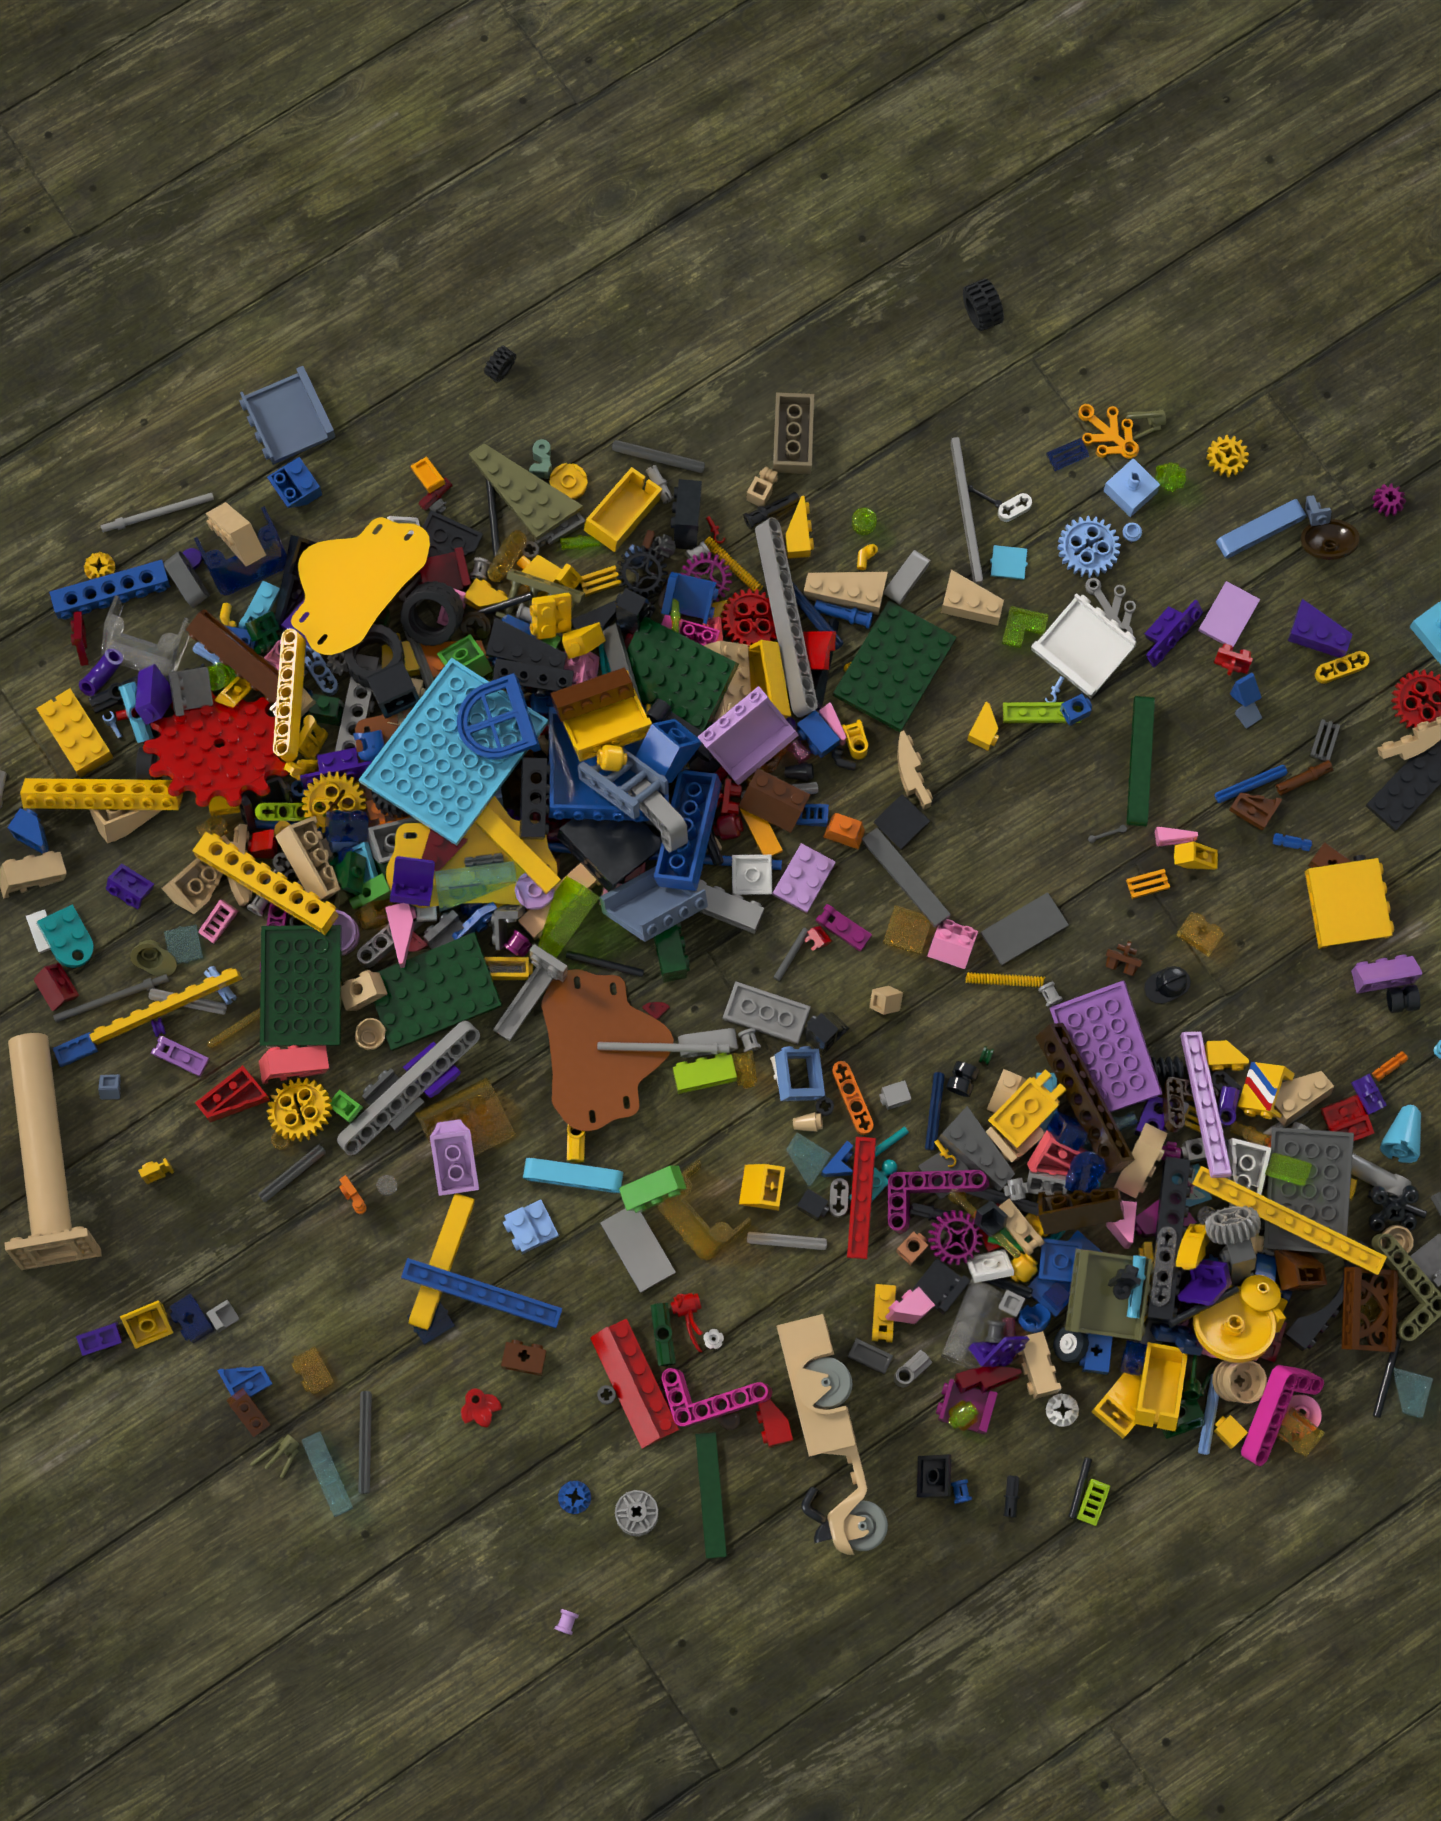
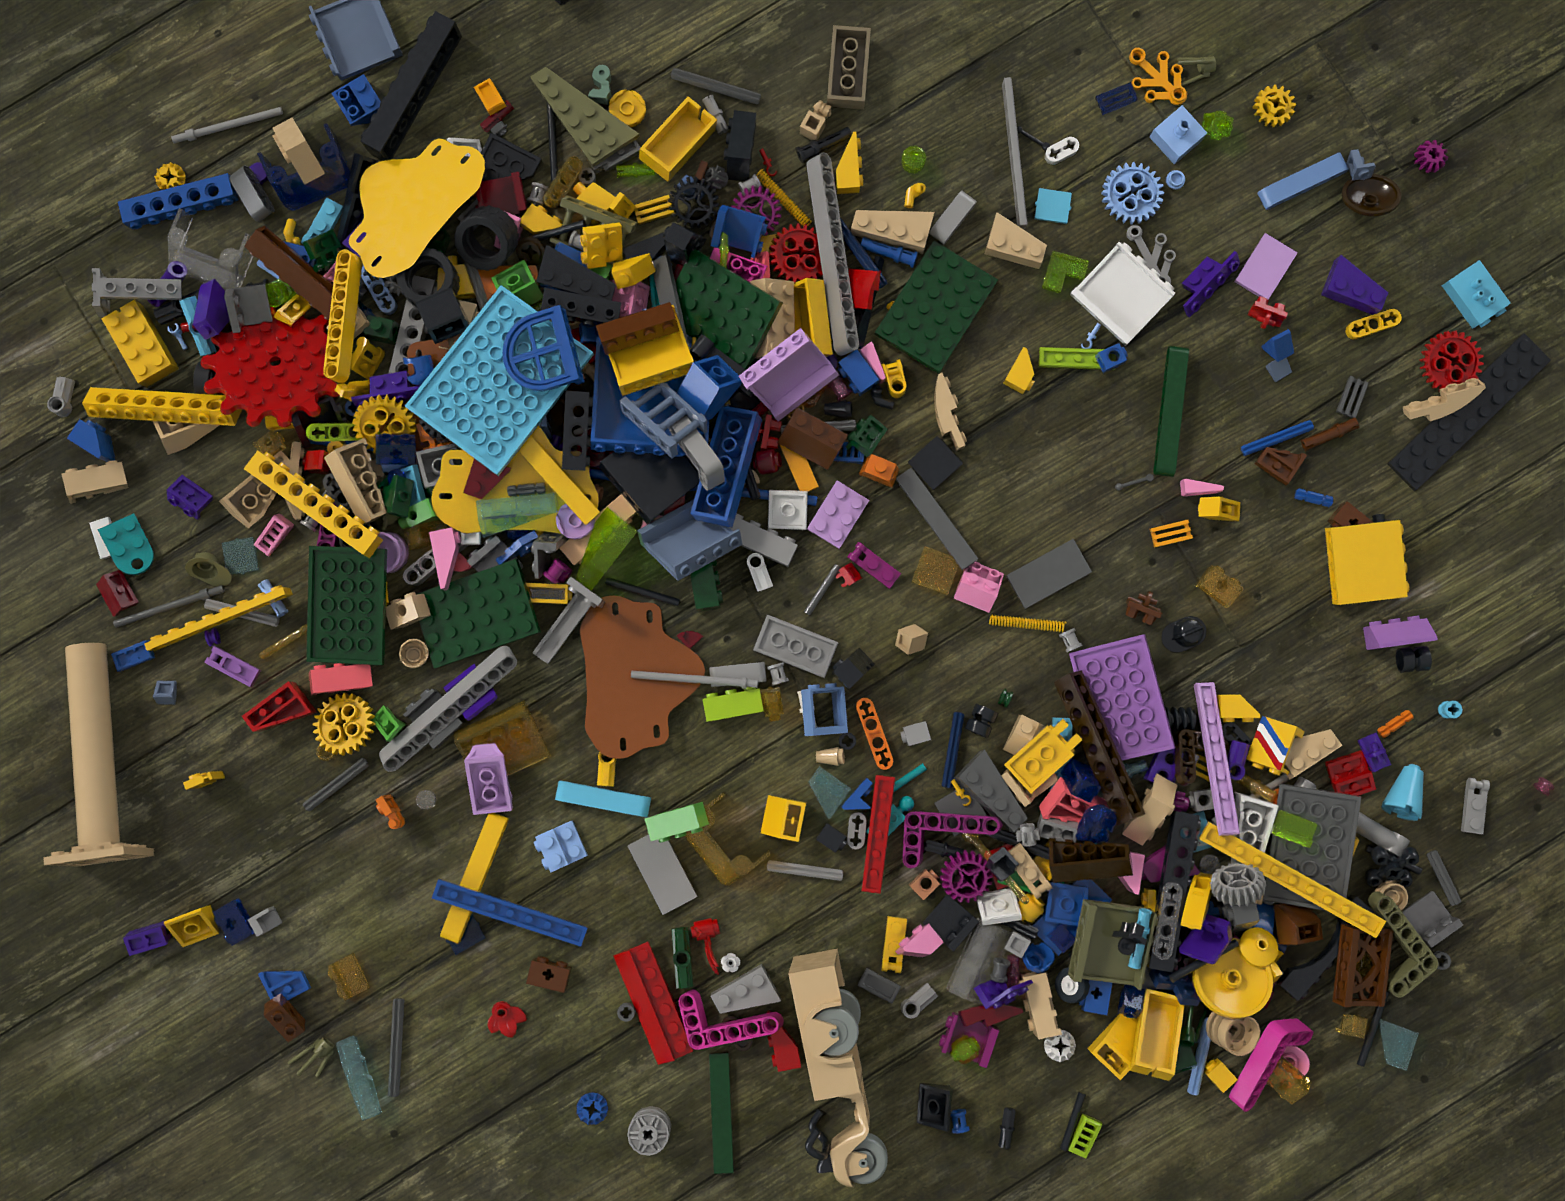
camera: 10 degrees right, 10 degrees up
(67, 677) = (131, 288): none -> light grey bracket
(79, 637) = (147, 248): dark red wing -> none
(348, 468) = (411, 87): none -> black brick
(412, 881) = (455, 509): dark purple bracket -> none
(611, 758) = (652, 394): yellow head -> none
(725, 939) = (759, 574): none -> white piece
(732, 1365) = (746, 991): none -> light grey wedge
(830, 795) = (867, 435): none -> dark green bracket
(1364, 1374) = (1353, 1026): none -> clear yellow panel

